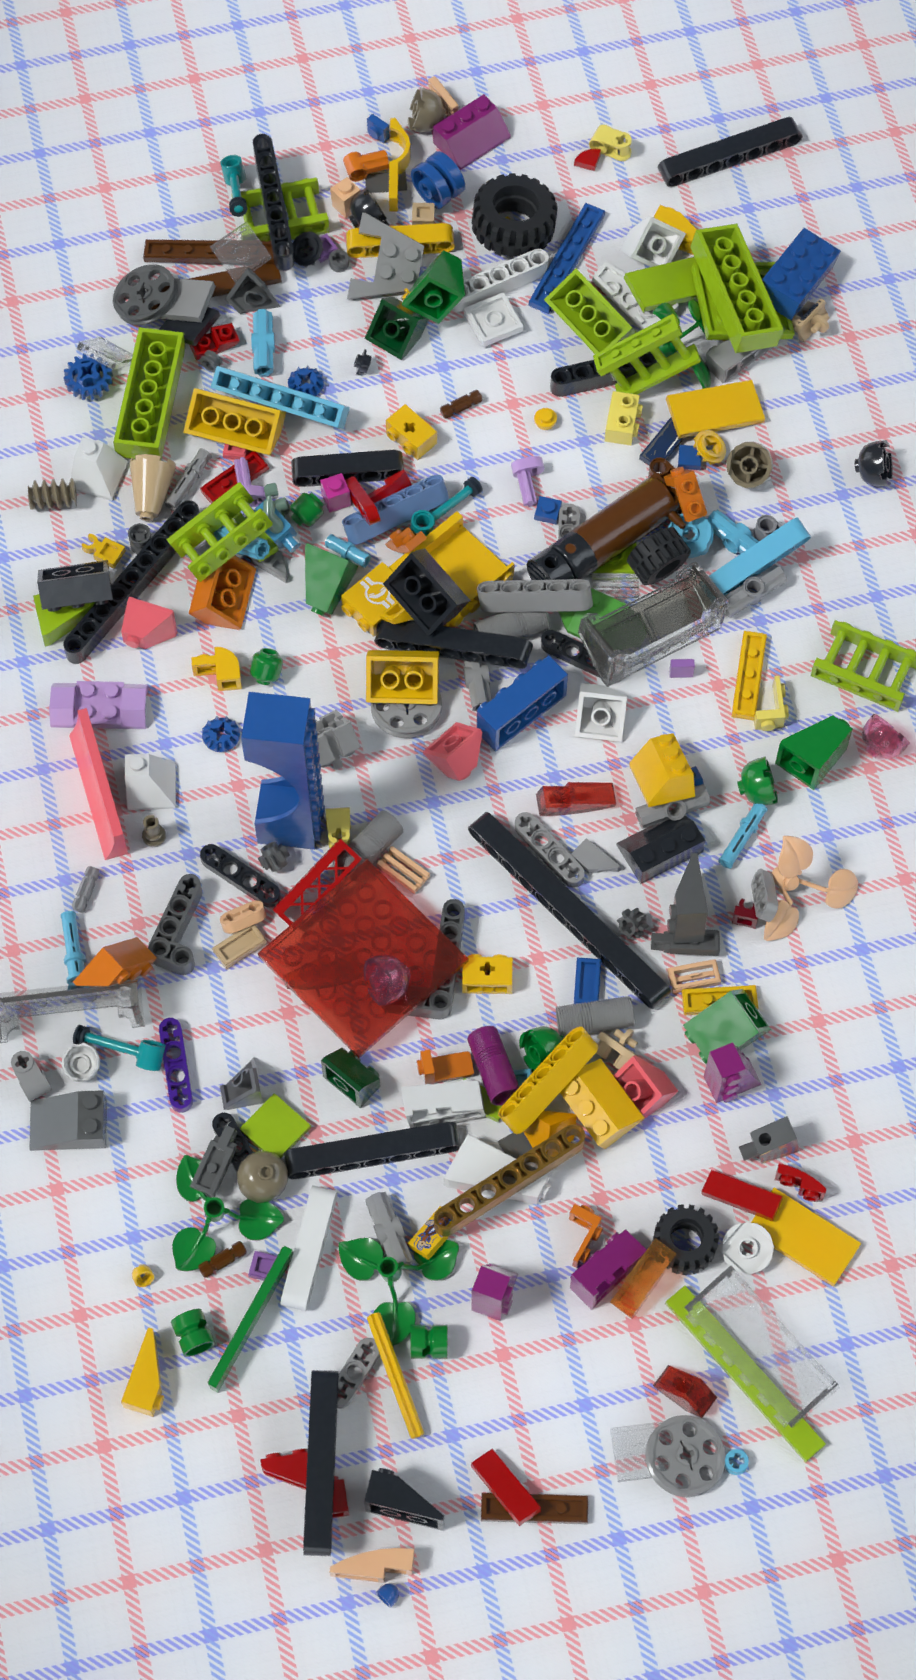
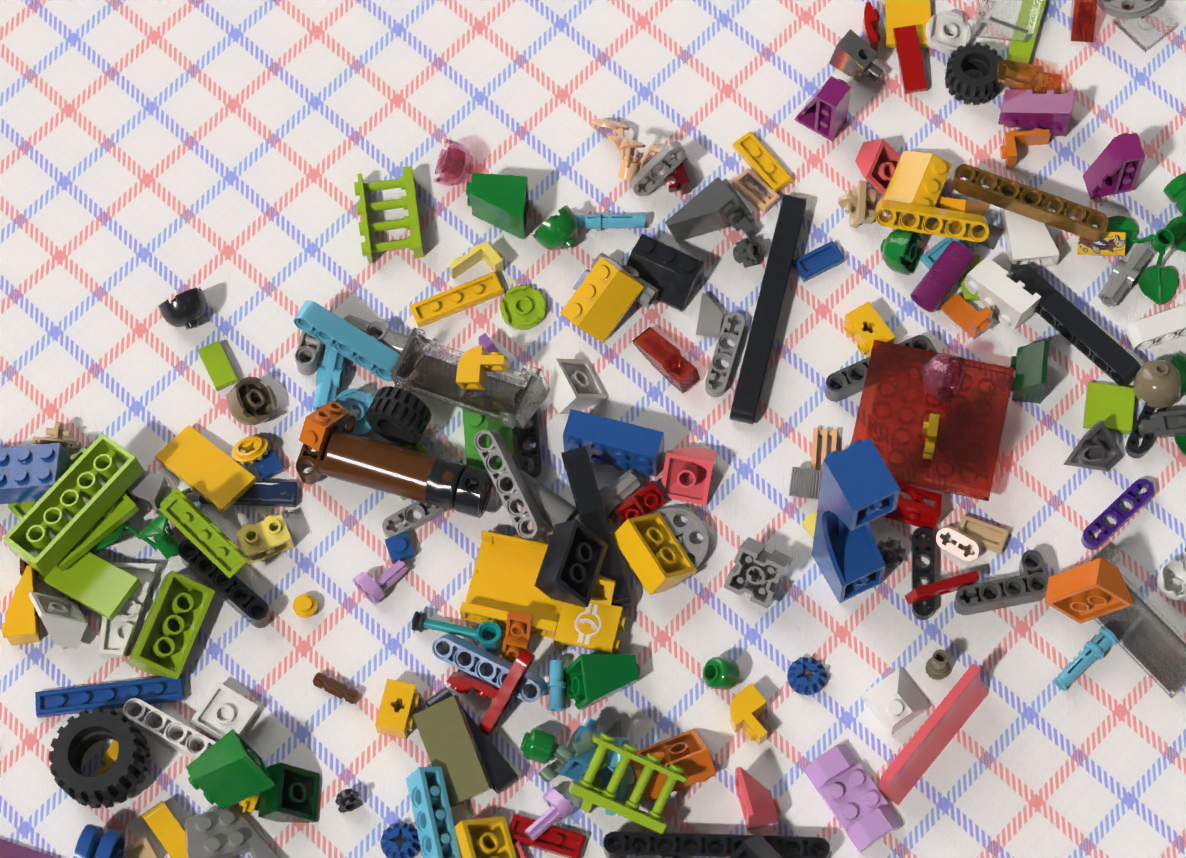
camera: 120 degrees left, 0 degrees up
(85, 889) = (1027, 687): light grey axle -> none
(148, 1054) = (1131, 533): teal piece -> none
(211, 871) = (941, 587): none -> red tile
(335, 492) = (506, 731): dark pink brick -> none
(344, 444) = (453, 747): none -> olive tile
(345, 938) = (930, 431): none -> yellow plate
(457, 697) = (640, 502): none -> red slope
(598, 1017) = (844, 229): light grey piece -> none
(658, 629) = (475, 365): none -> yellow brick
(706, 721) = (523, 307): none -> lime tile
(726, 1021) = (787, 135): slope -> none
(807, 468) = (217, 365): none -> lime tile

